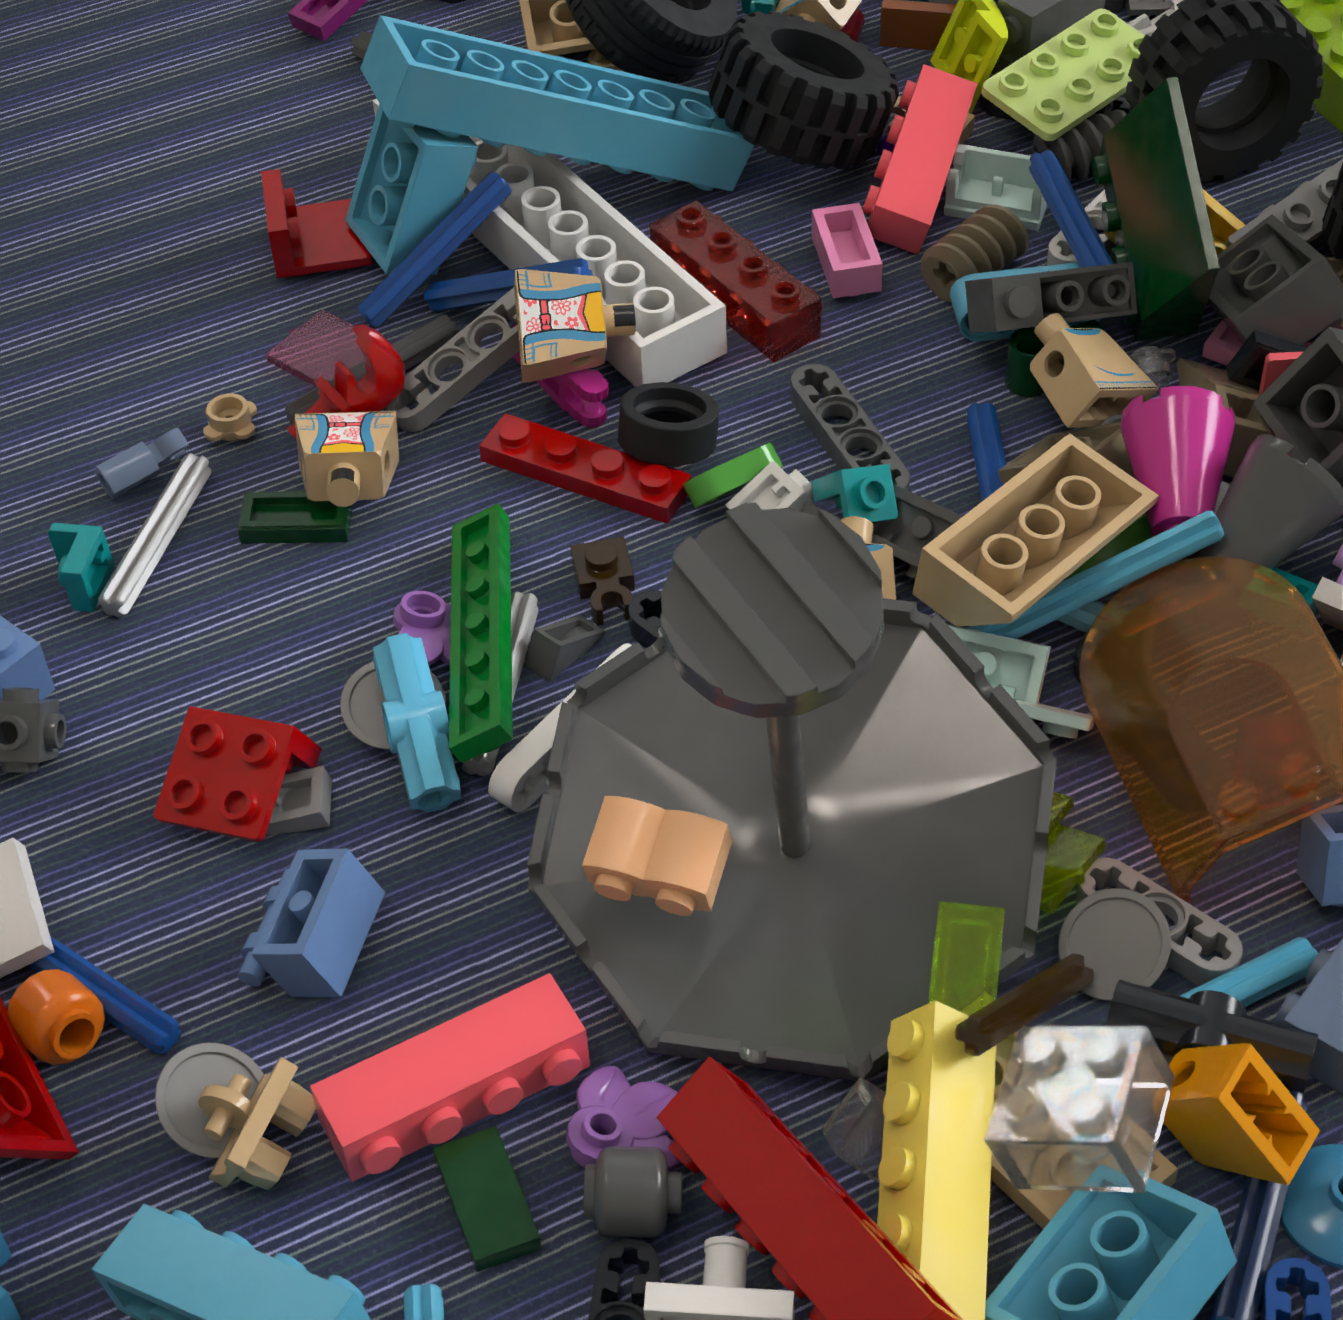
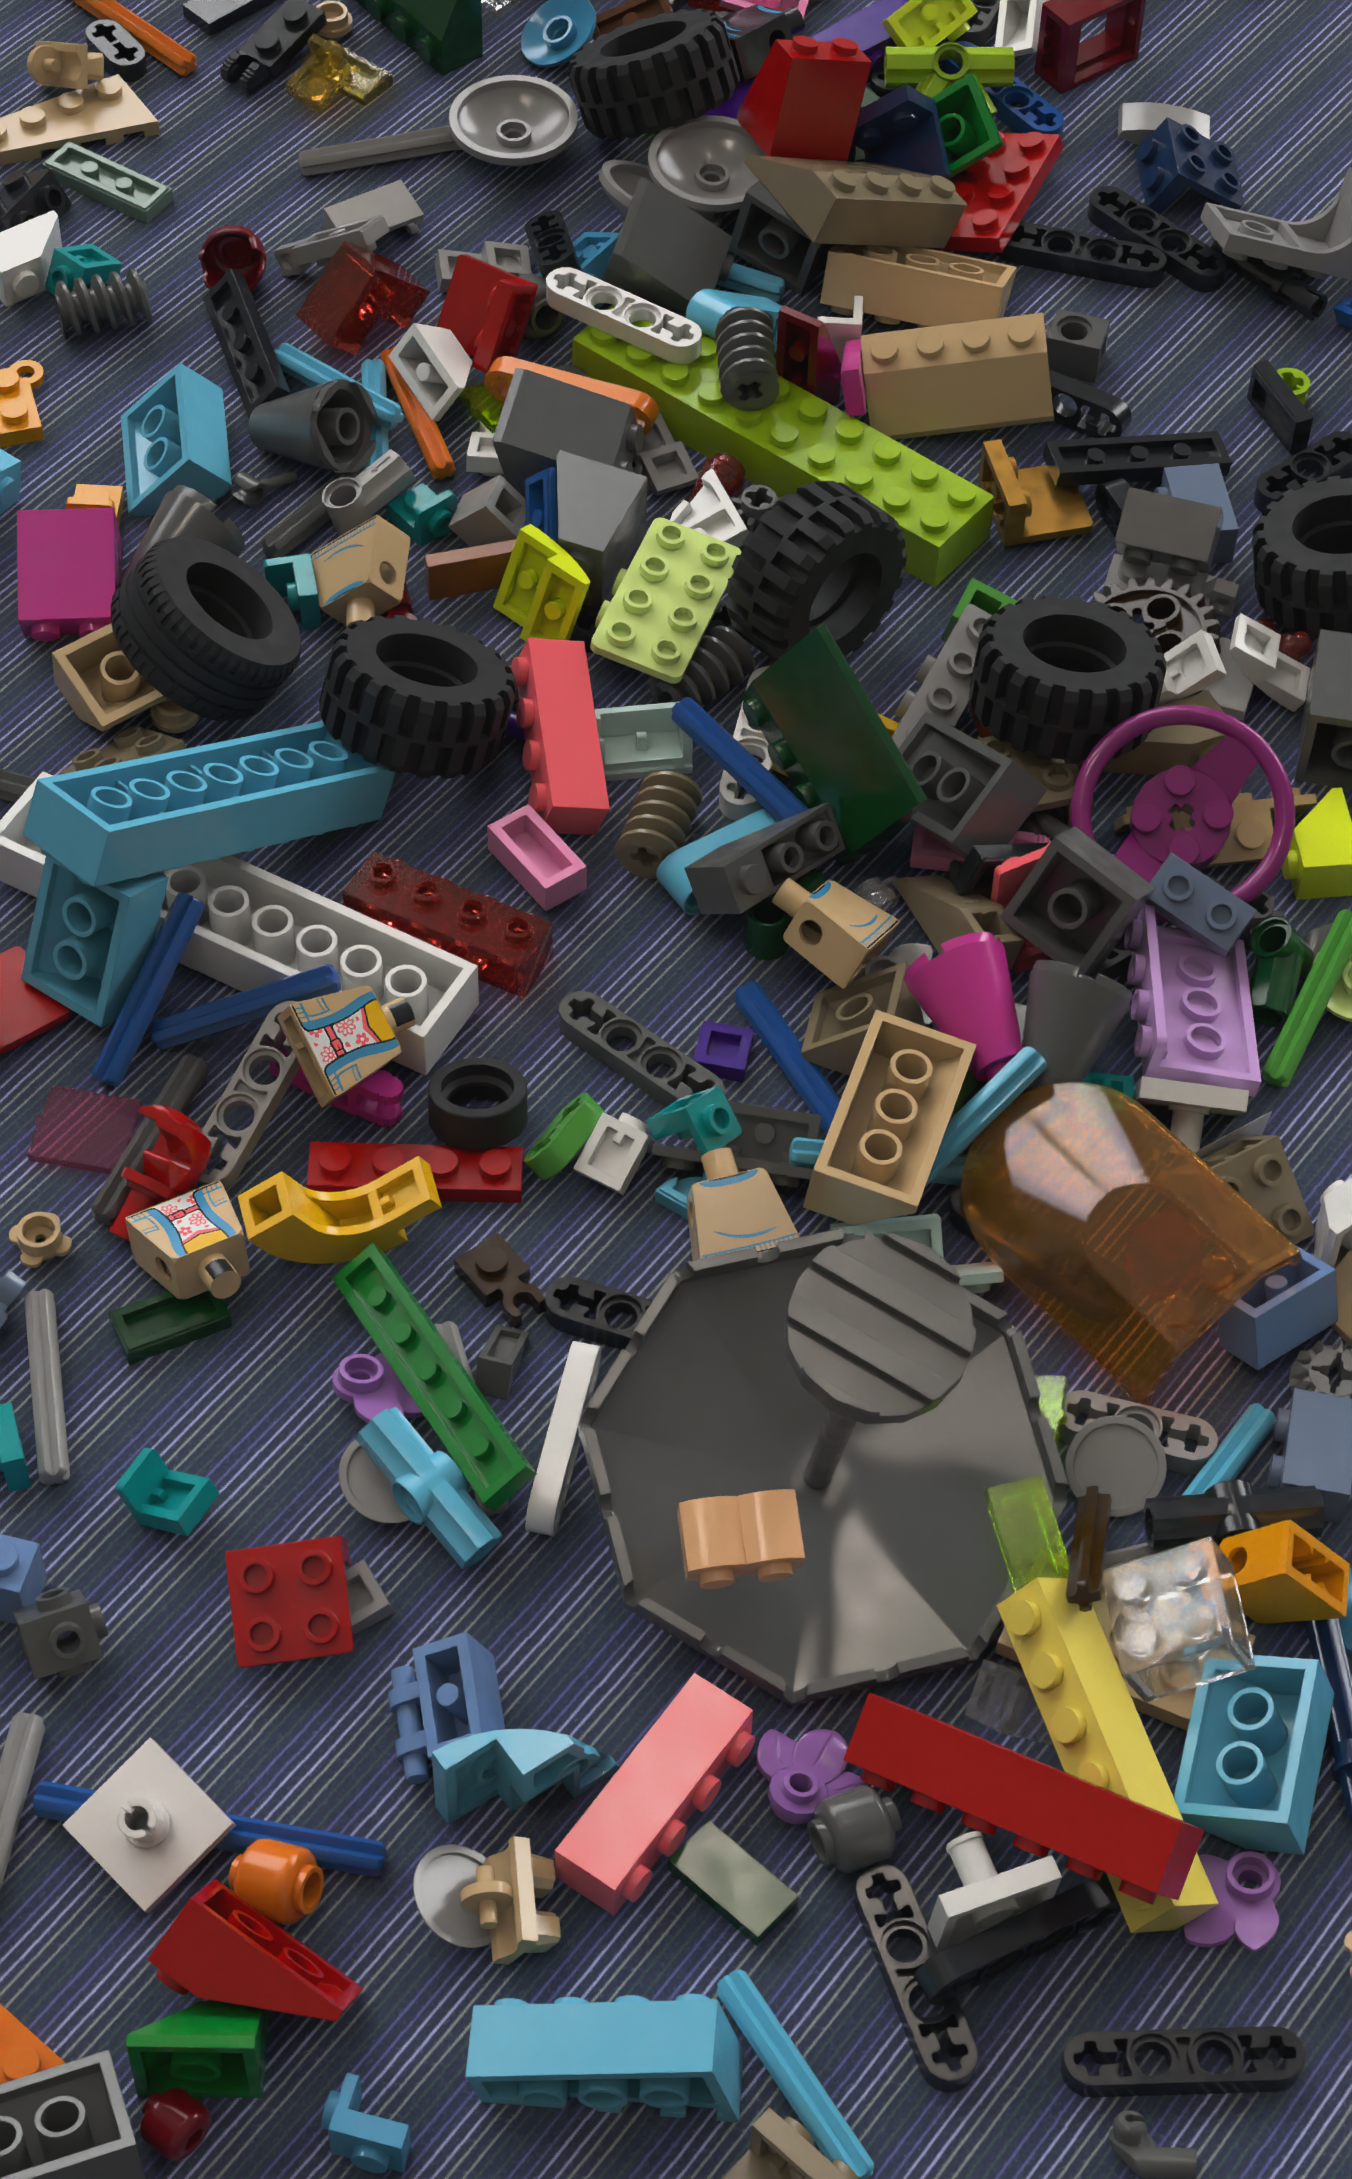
camera: 30 degrees left, 5 degrees up
(185, 649) = (164, 1496): none -> teal bracket
(307, 986) = (515, 1766): none -> medium azure slope
(465, 479) = (337, 1225): none -> yellow arch
(932, 454) = (724, 1050): none -> dark purple tile

